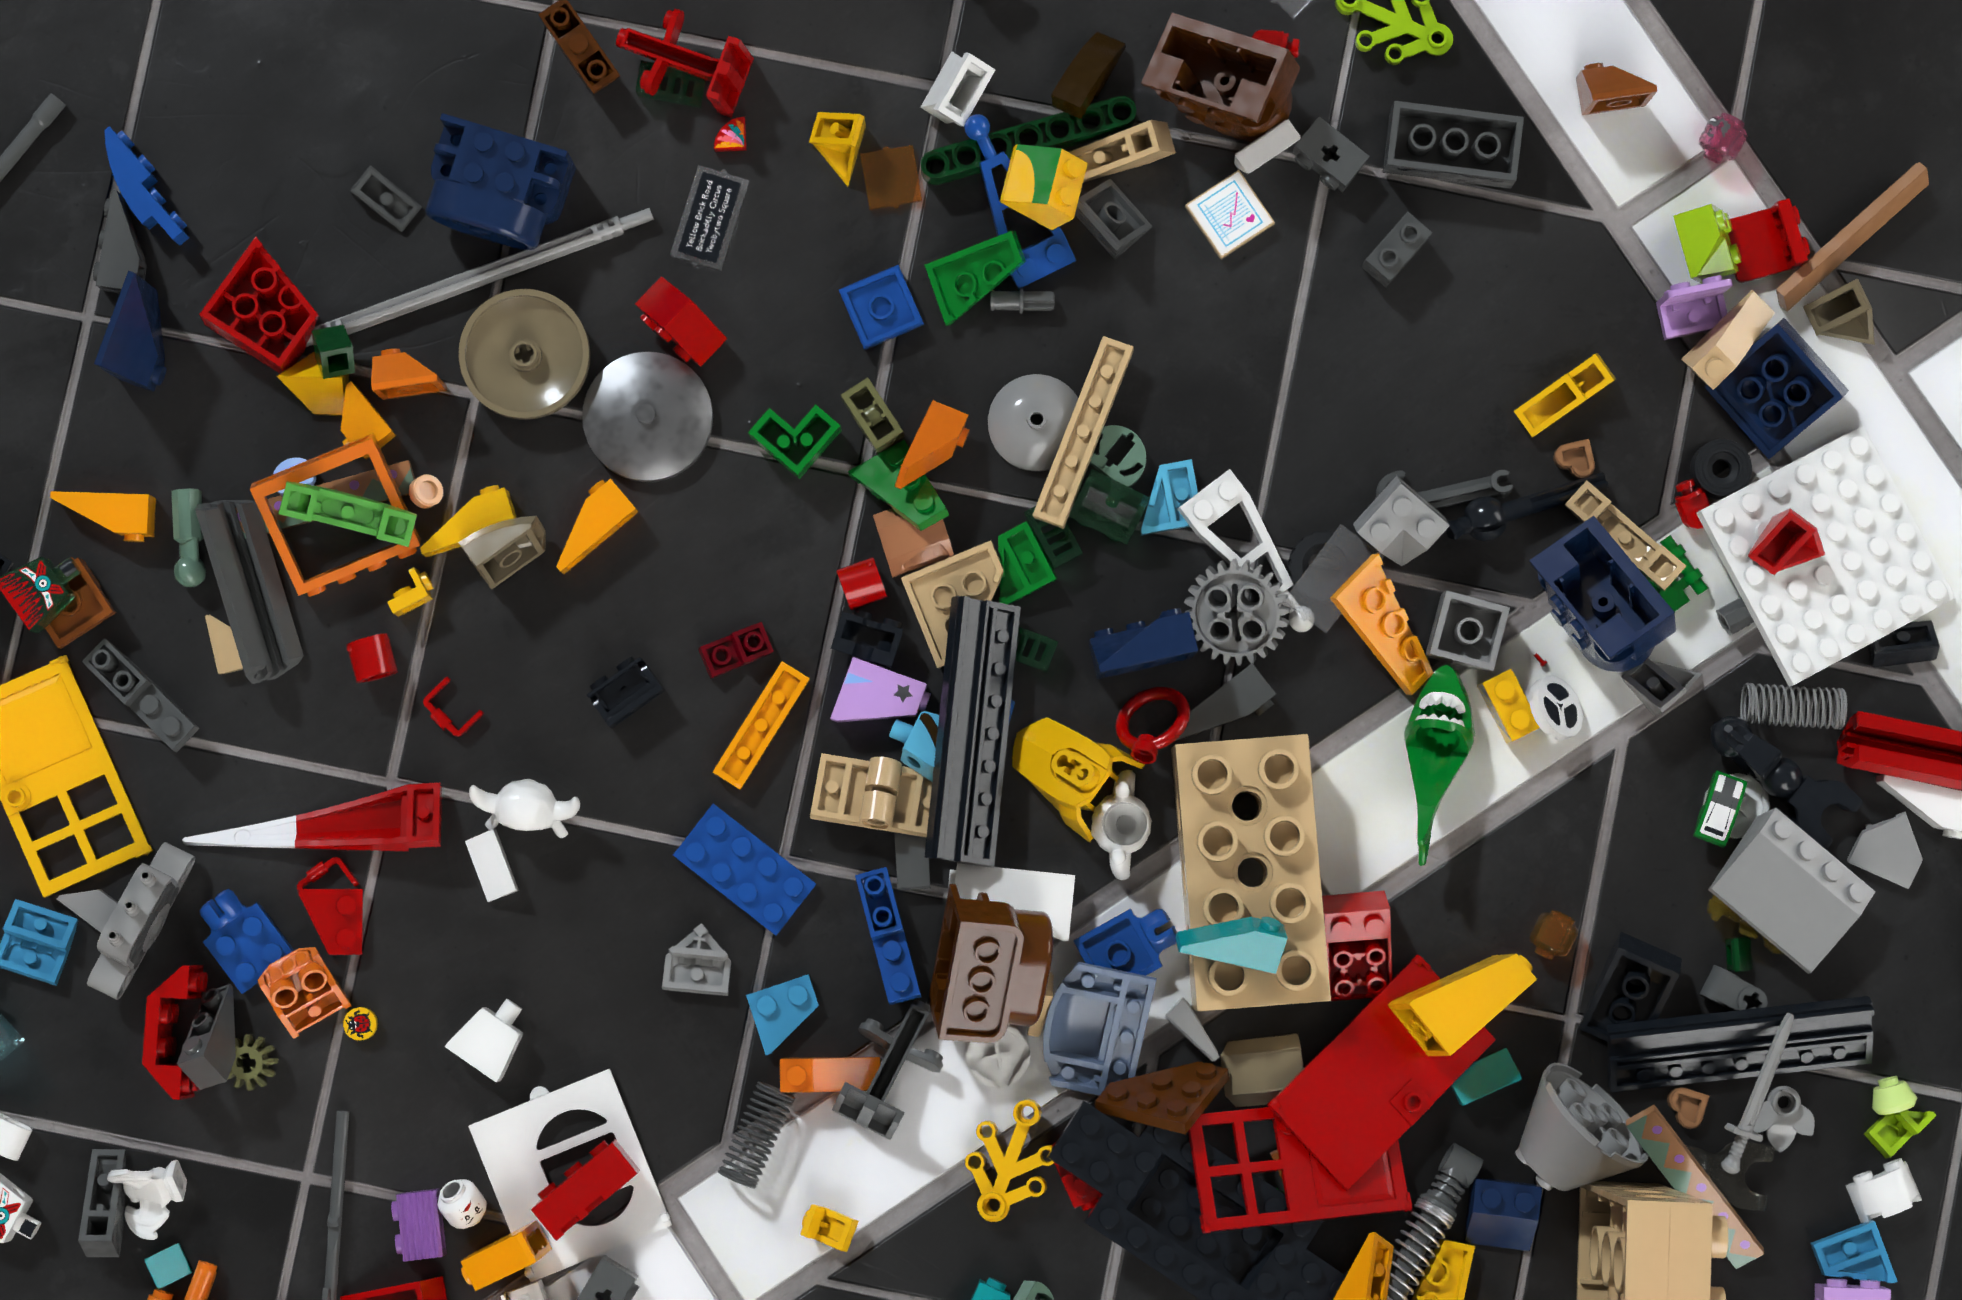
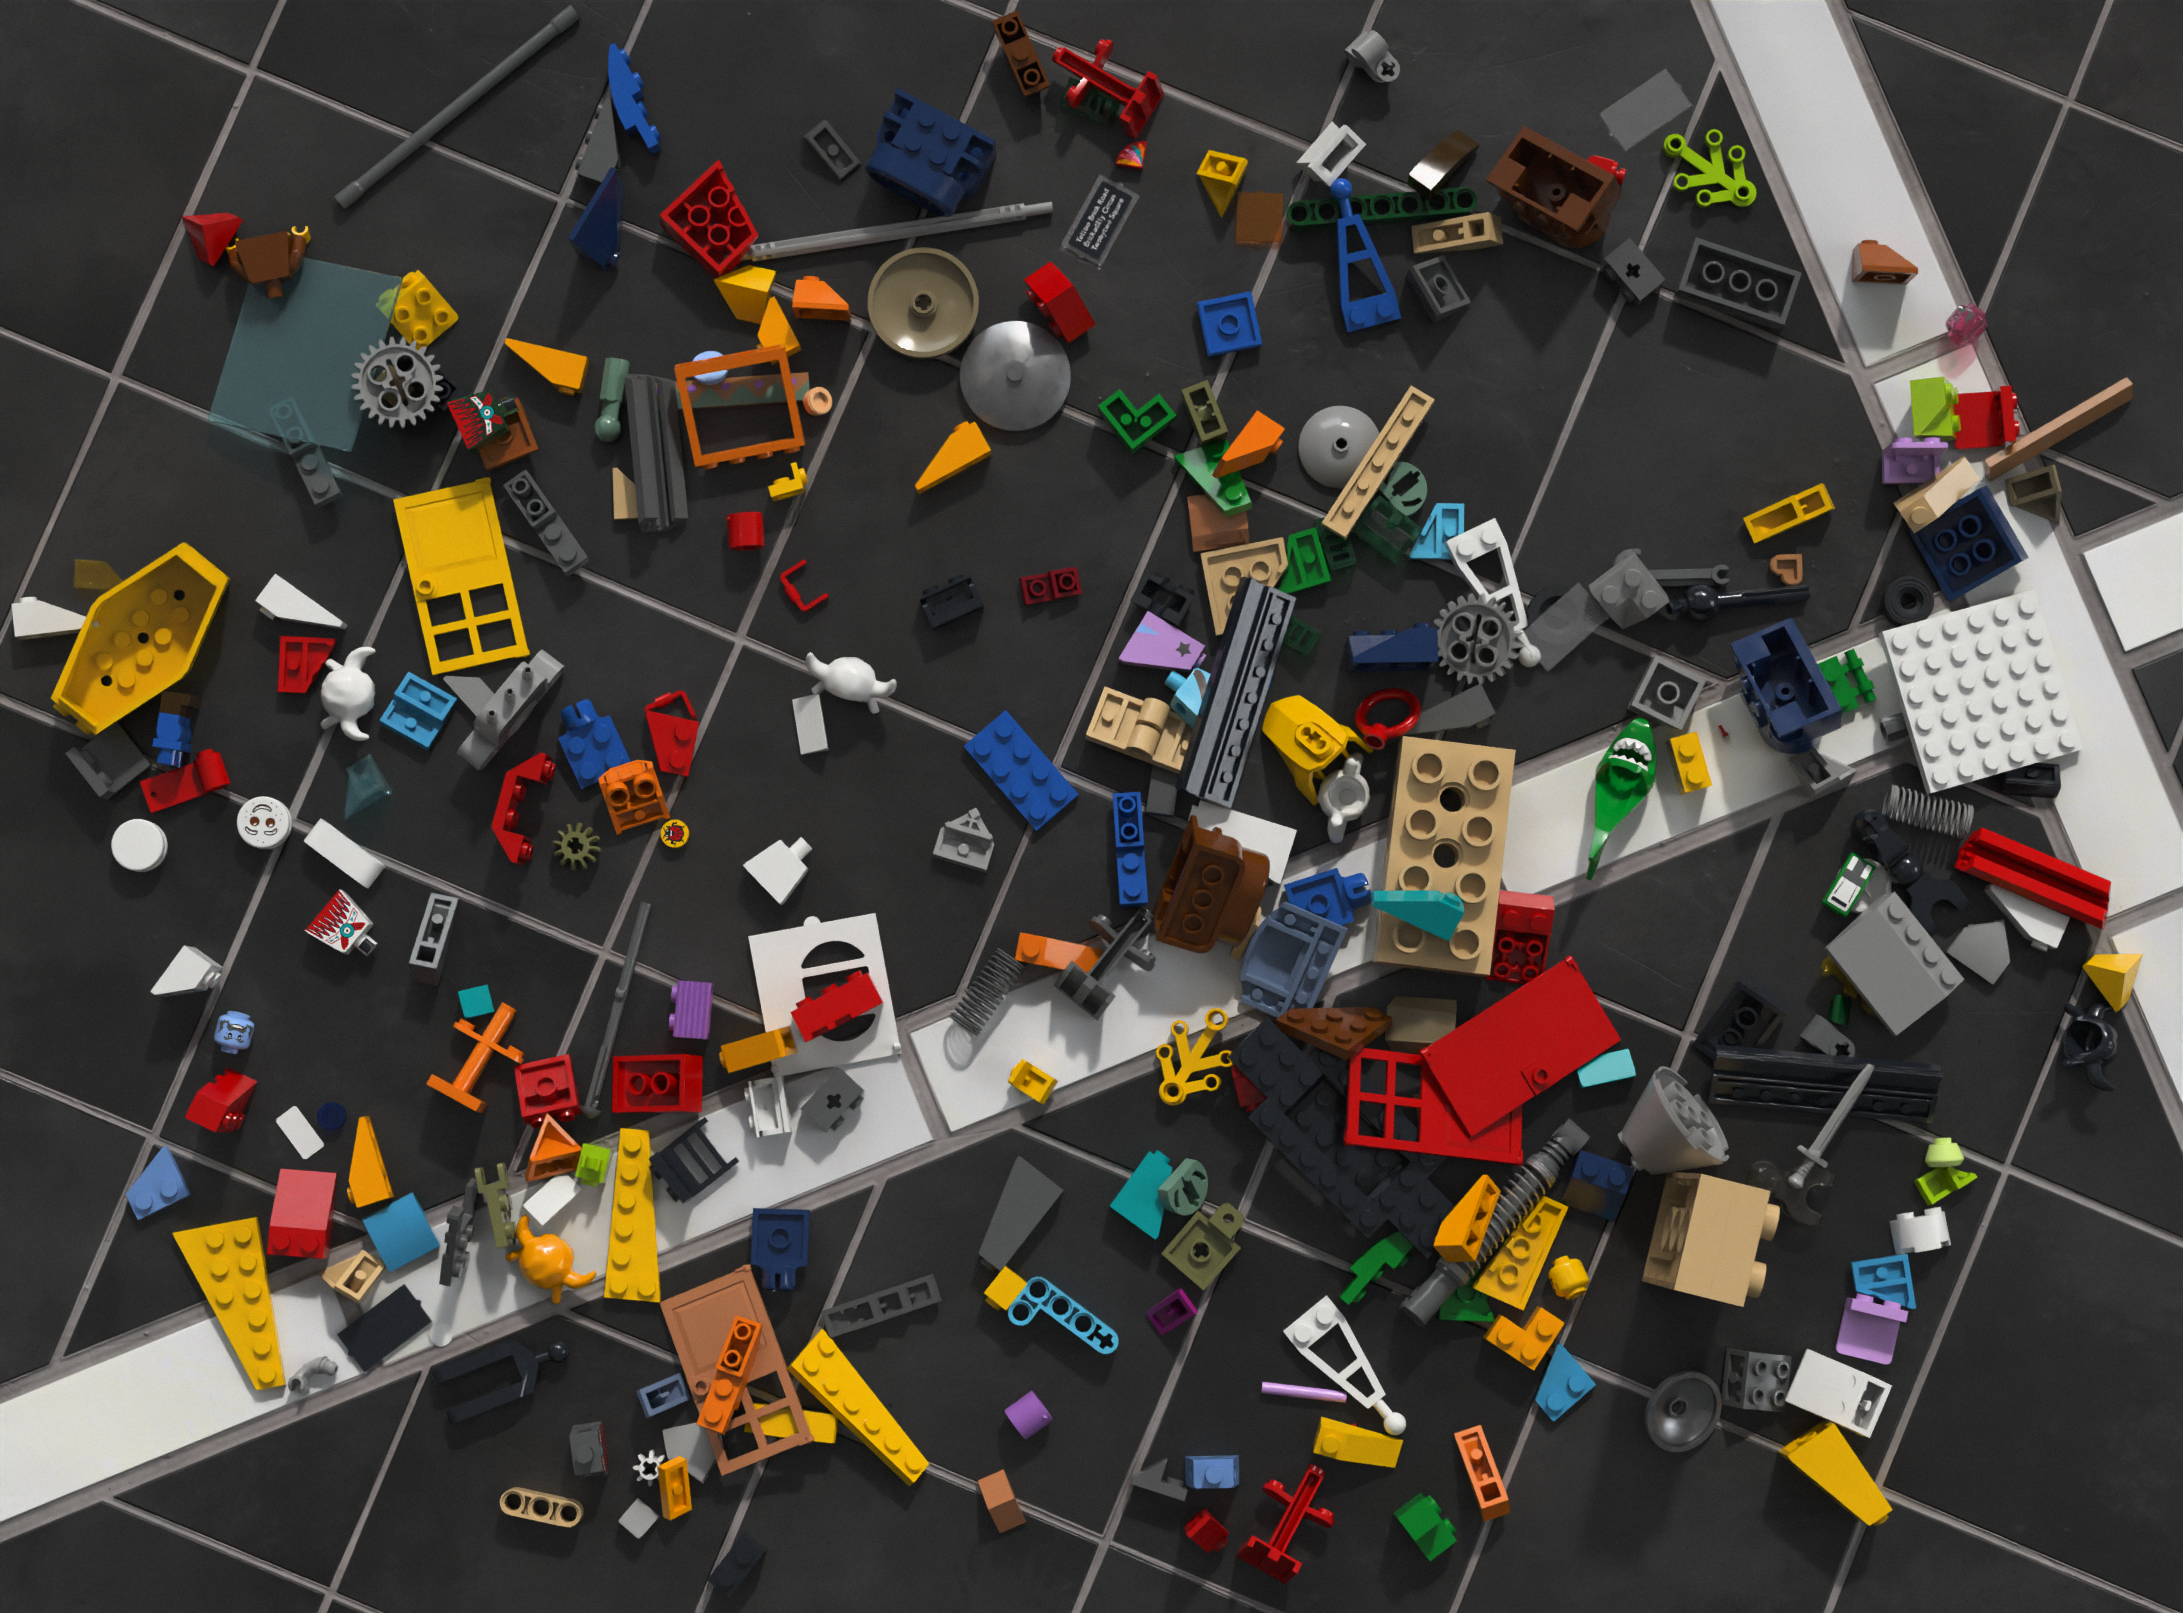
camera: 10 degrees right, 0 degrees up
(154, 1191) = (476, 936): white animal -> none
(210, 1043) = (550, 820): dark grey slope -> none
(333, 351) = (764, 269): dark green brick -> none
(348, 511) = (752, 404): bright green slope -> none
(380, 822) = (725, 669): red plate -> none
(461, 1203) = (730, 999): white head -> none
(481, 511) = (859, 433): yellow slope -> none
(505, 547) = (874, 461): dark tan slope -> none
(761, 725) = (1059, 653): light orange plate -> none
(781, 1010) = (1028, 893): dark azure wing -> none
(861, 583) = (1167, 551): red piece -> none
(972, 273) = (1312, 310): green wing -> none
(999, 1062) = (1202, 972): white tile -> none
(1022, 300) = (1348, 342): dark grey axle -> none
(1043, 184) = (1387, 248): yellow slope -> none
(1187, 1023) = (1366, 975): light grey slope -> none
(1229, 214) = (1537, 305): white tile -> none
(1266, 147) = (1580, 254): white slope -> none
(1377, 618) = (1593, 667): light orange wing -> none
(1396, 249) = (1672, 362): dark grey brick -> none
(1461, 1004) = (1595, 1002): yellow slope -> none
(1553, 934) = (1687, 961): clear orange head -> none
(1556, 707) = (1727, 772): white tile -> none
(1649, 557) = (1832, 663): tan slope -> none
(1688, 1105) = (1771, 1128): medium nougat tile -> none
(1689, 1177) = (1753, 1172): medium nougat tile -> none
(1690, 502) = (1875, 624): red arm -> none
(1784, 1123) = (1848, 1158): light grey plate -> none
(1786, 543) = (1949, 673): red slope -> none

